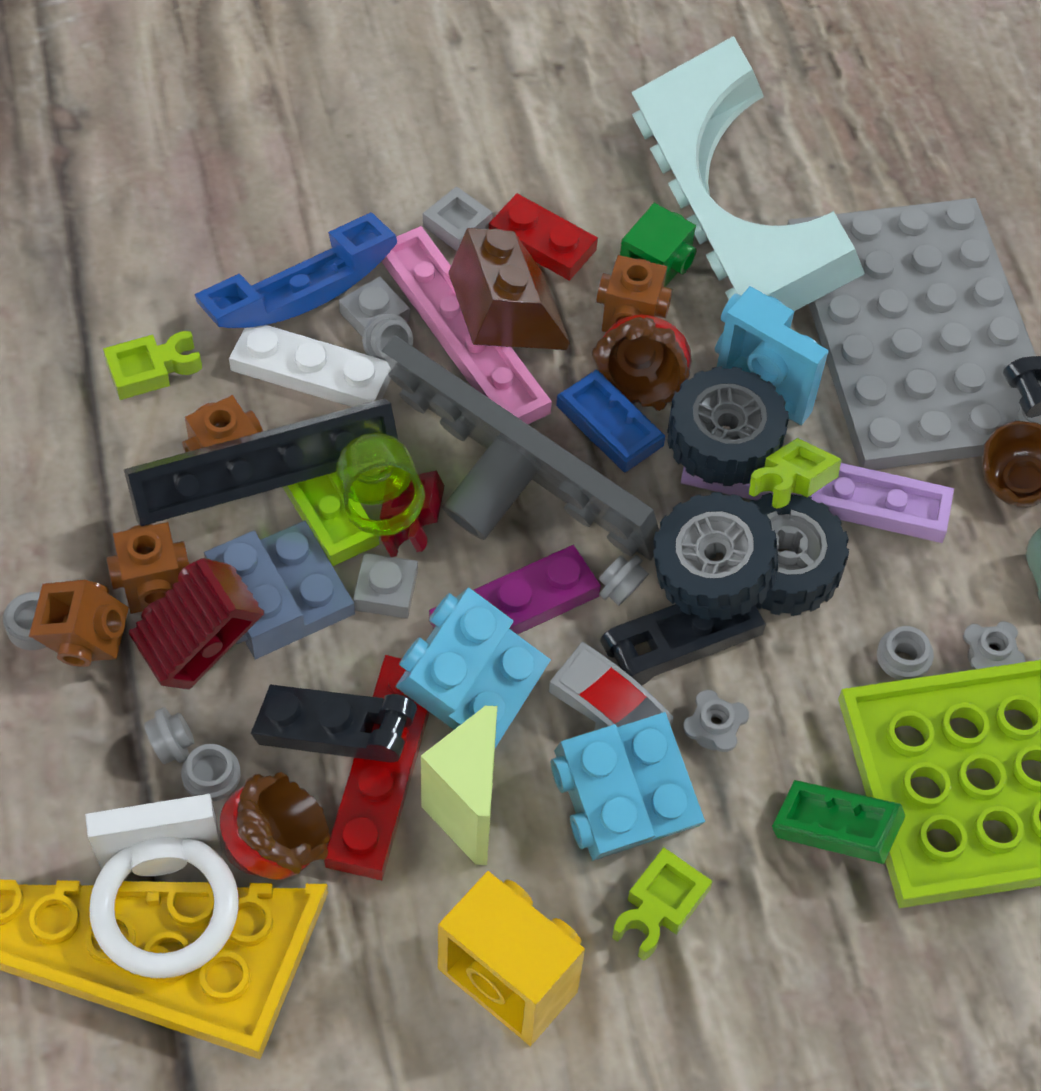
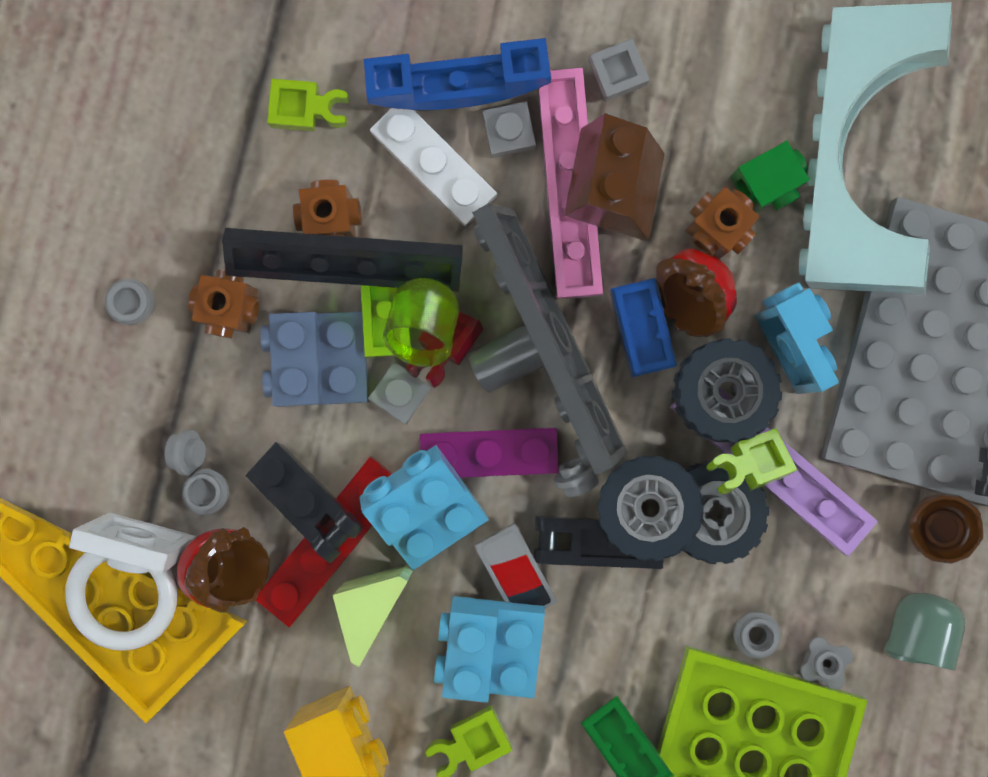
camera: 30 degrees right, 30 degrees up
(79, 621) = (156, 342): dark orange brick -> none
(195, 623) = (234, 377): dark red brick -> none
(381, 330) = (503, 169): light grey plate -> none
(546, 236) = (683, 116): red plate -> none
(711, 735) = (572, 620): light grey plate -> none

